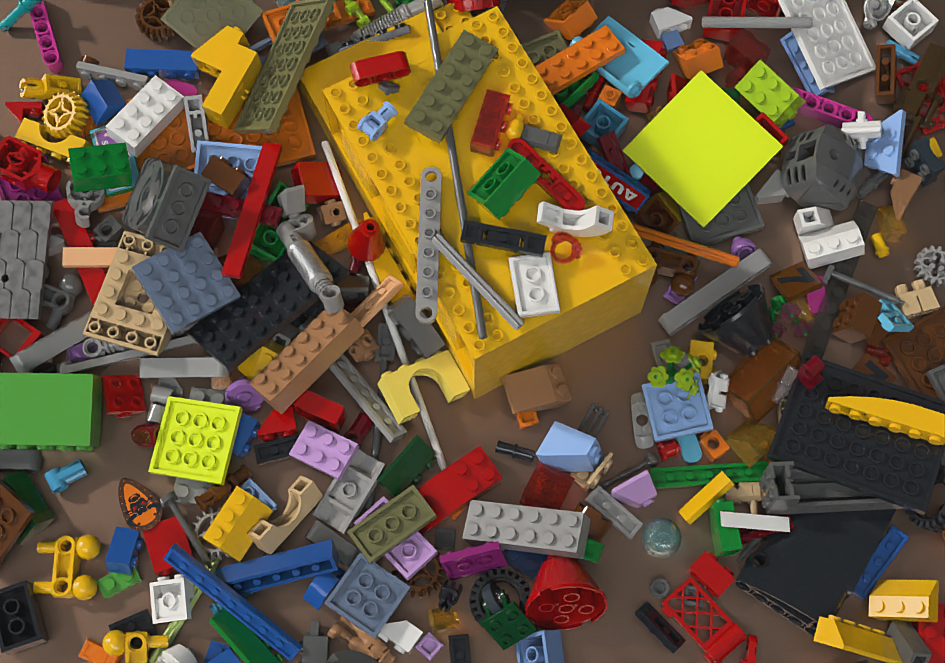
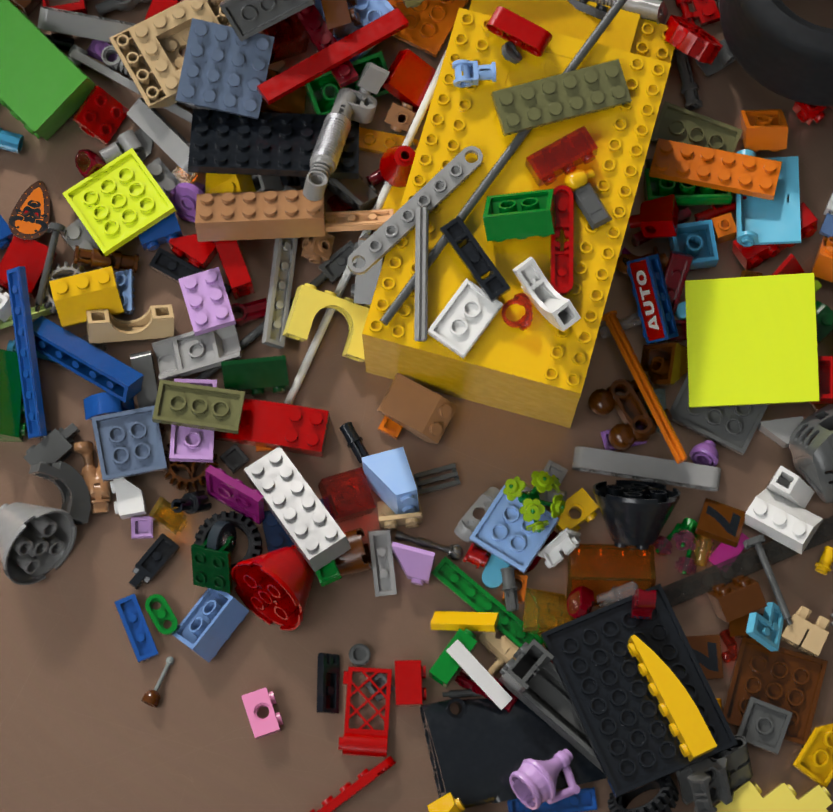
camera: 45 degrees right, 5 degrees up
(661, 538) = (400, 619): clear light blue cylinder -> none
(715, 448) = (510, 589): none -> dark grey axle
(766, 413) = (580, 602): none -> dark red rock
(862, 553) = (537, 780): none -> lavender piece

